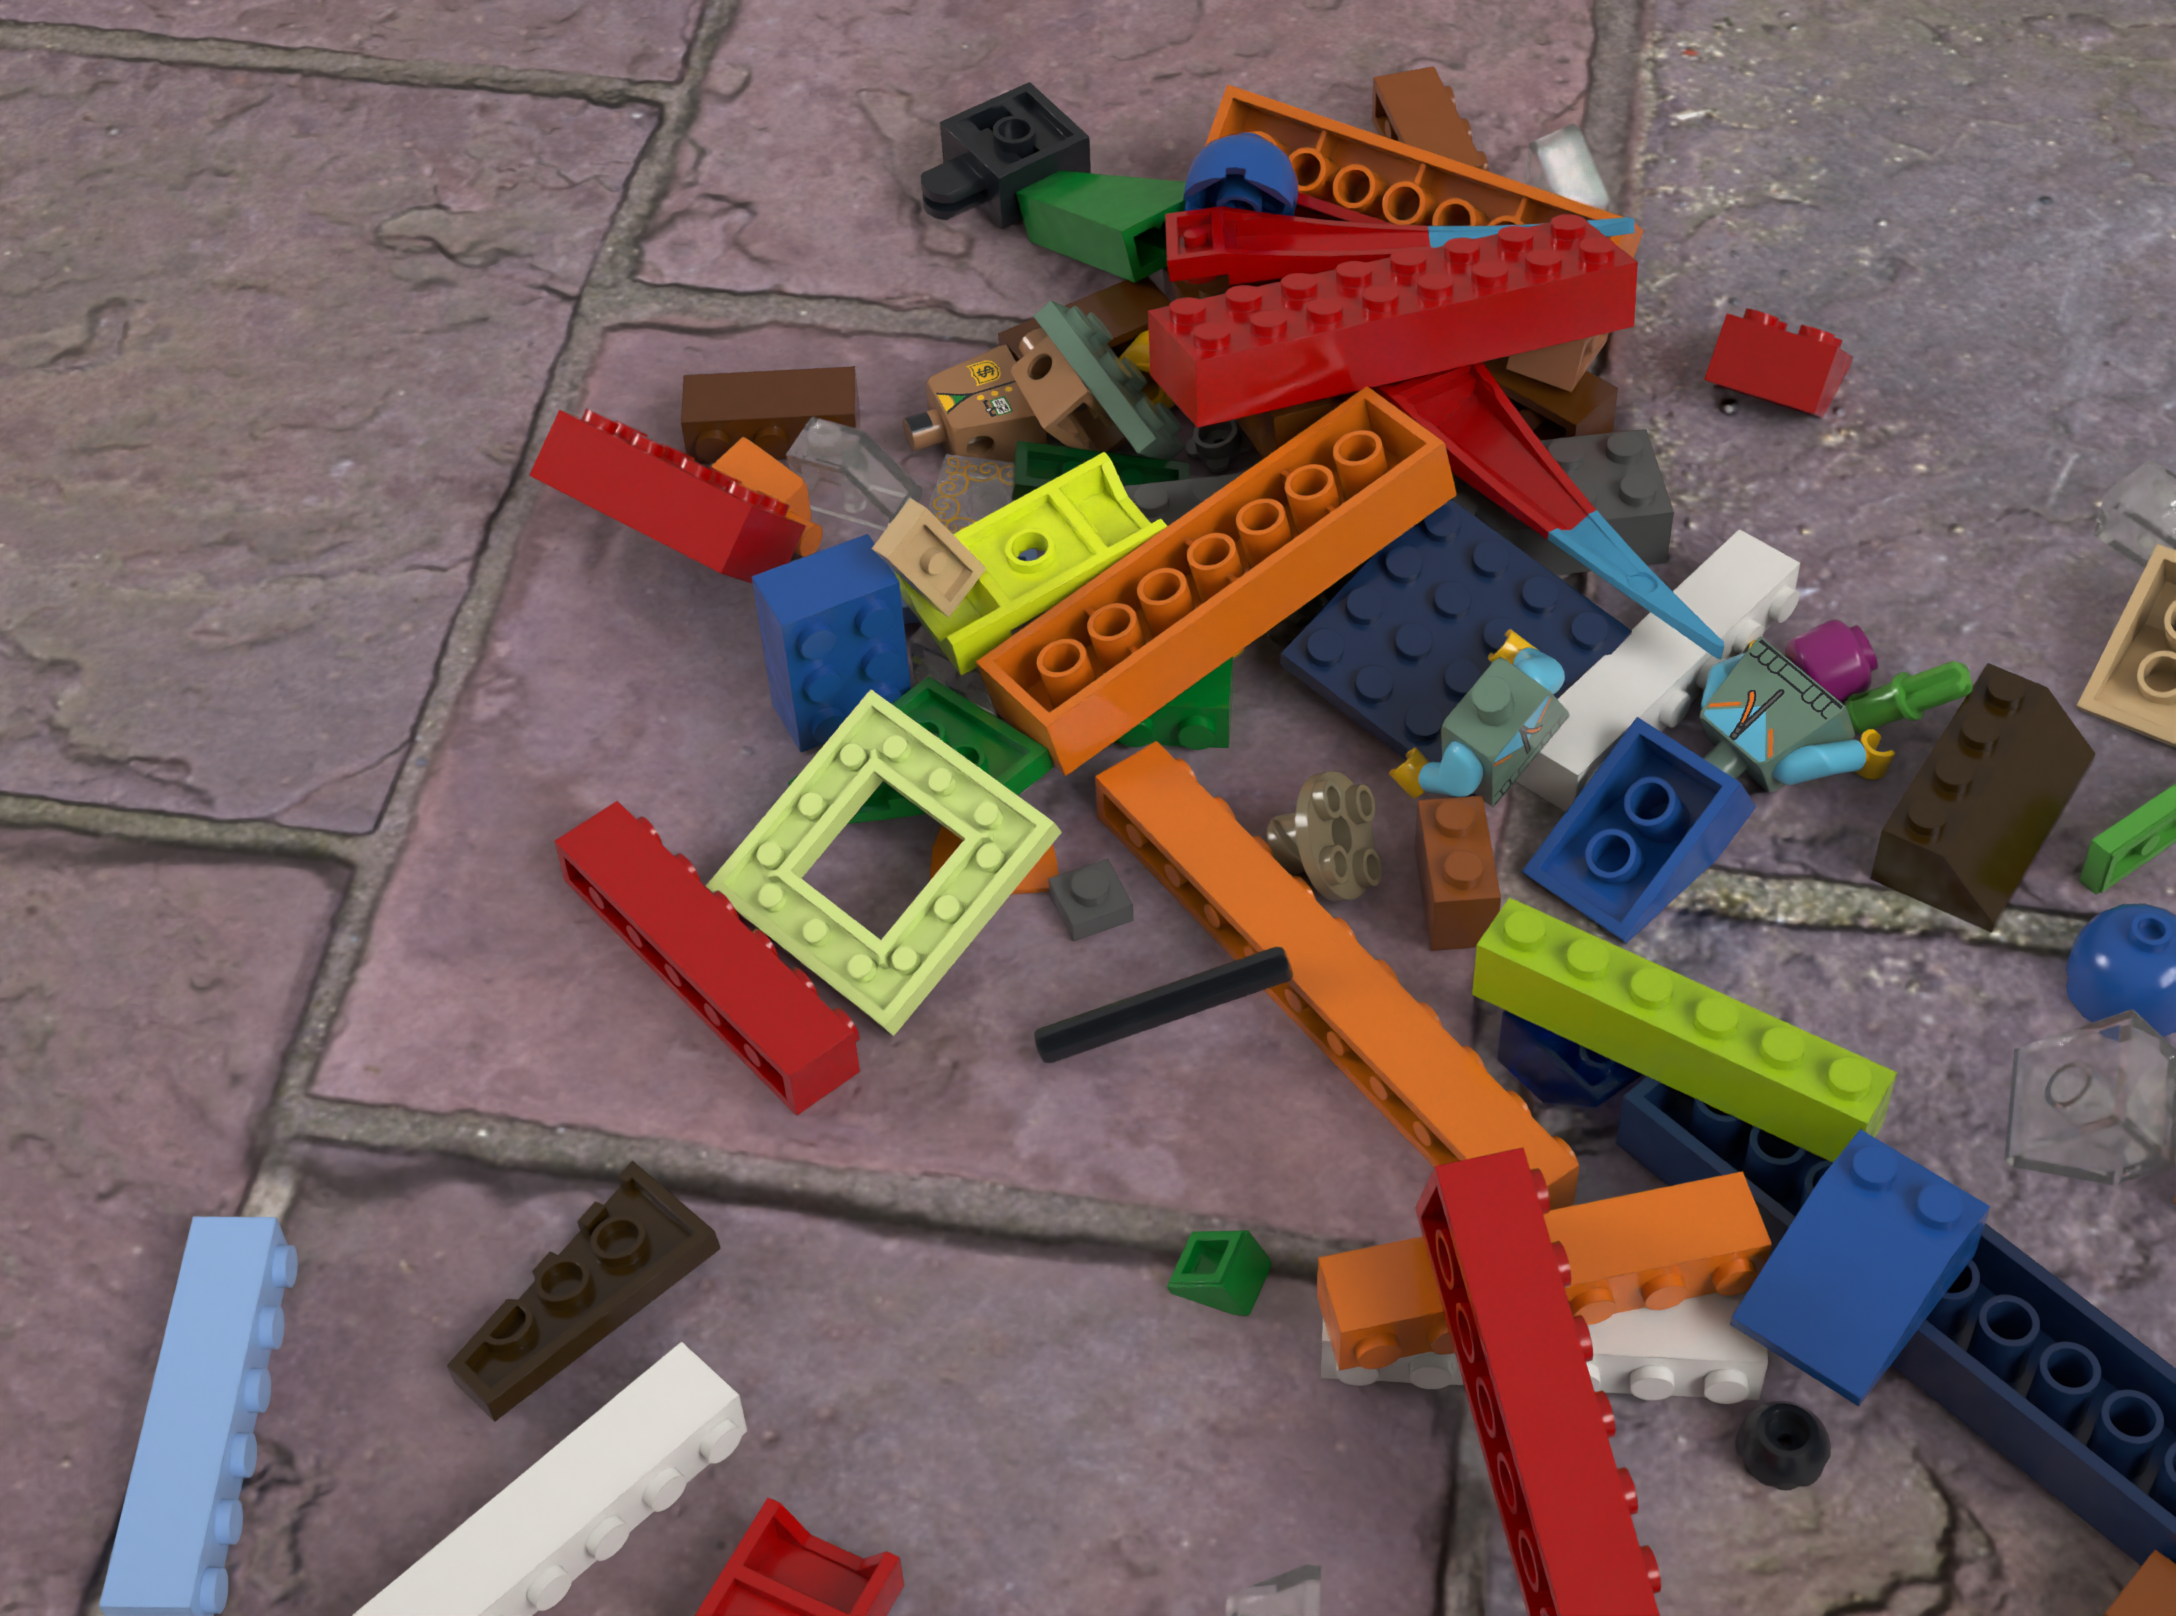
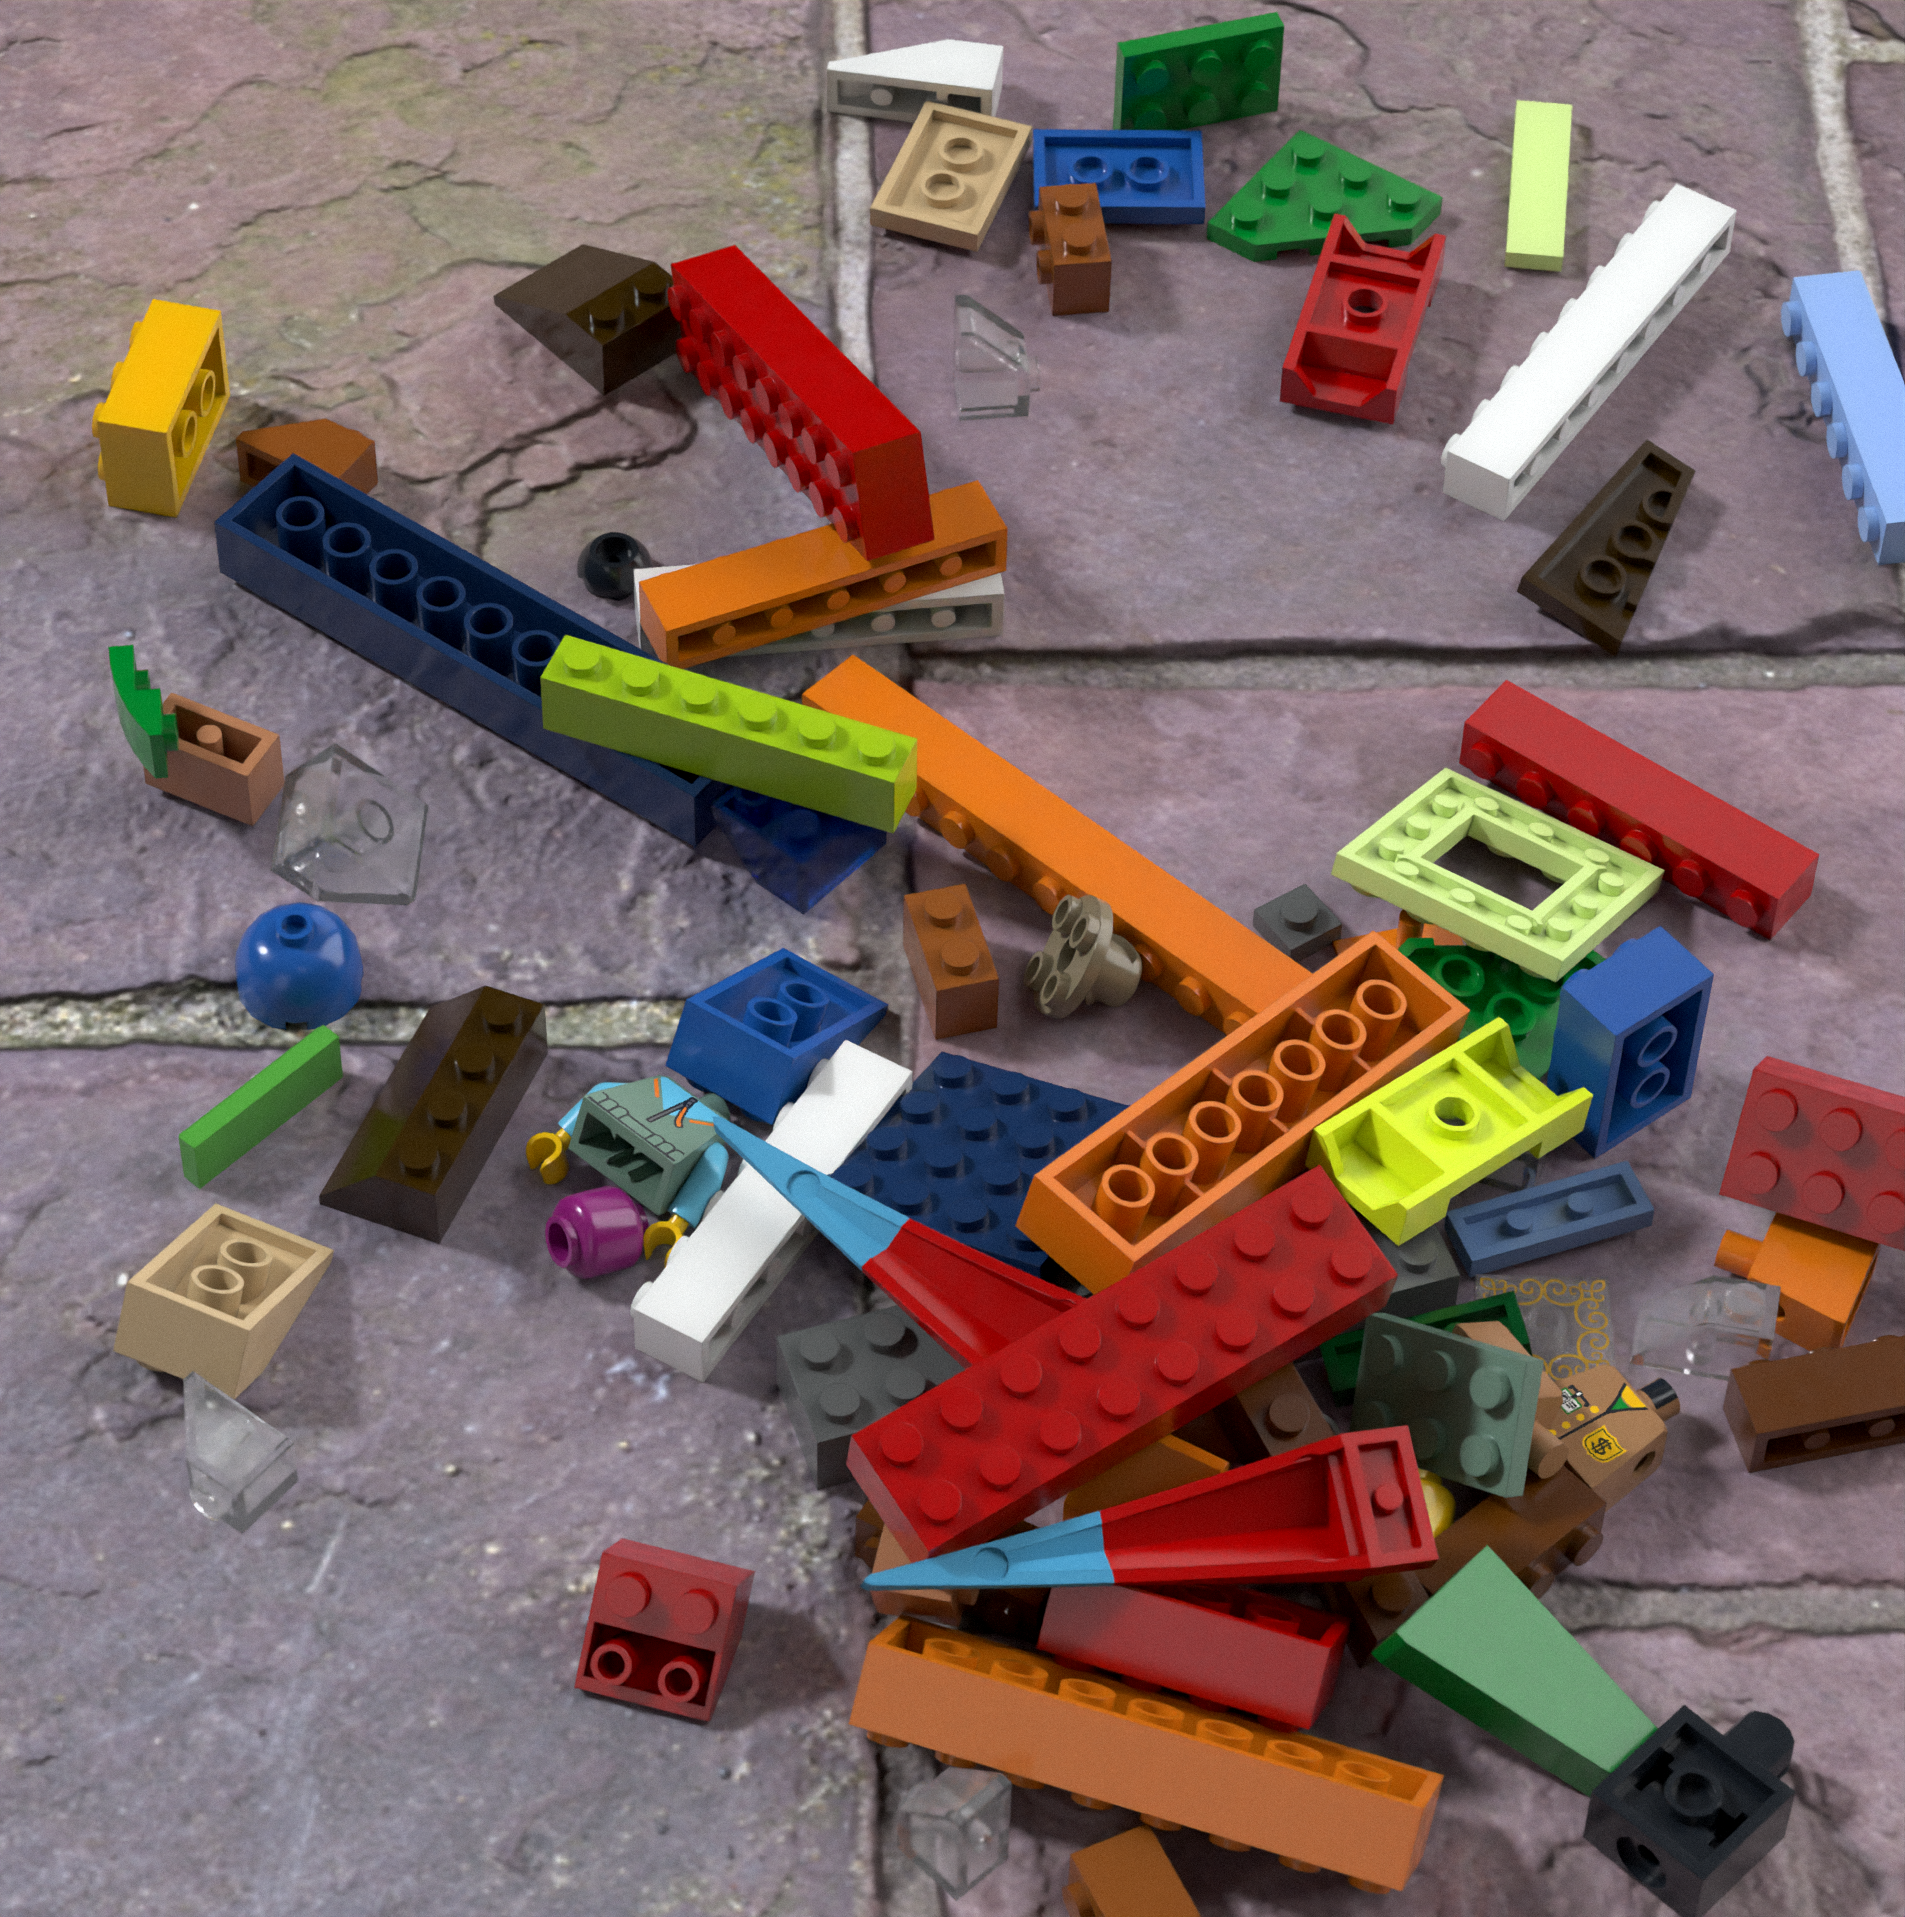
camera: 165 degrees right, 0 degrees up
(929, 557) = (1556, 1010): tan plate -> none
(1163, 1004) = (1195, 794): black axle -> none
(1221, 1271) = (1094, 635): green slope -> none
(1242, 174) = (1353, 1588): blue cylinder -> none
(1493, 728) = (932, 1026): torso -> none
(1861, 1267) = (556, 584): blue slope -> none
(1908, 696) = (512, 1176): bright green axle -> none

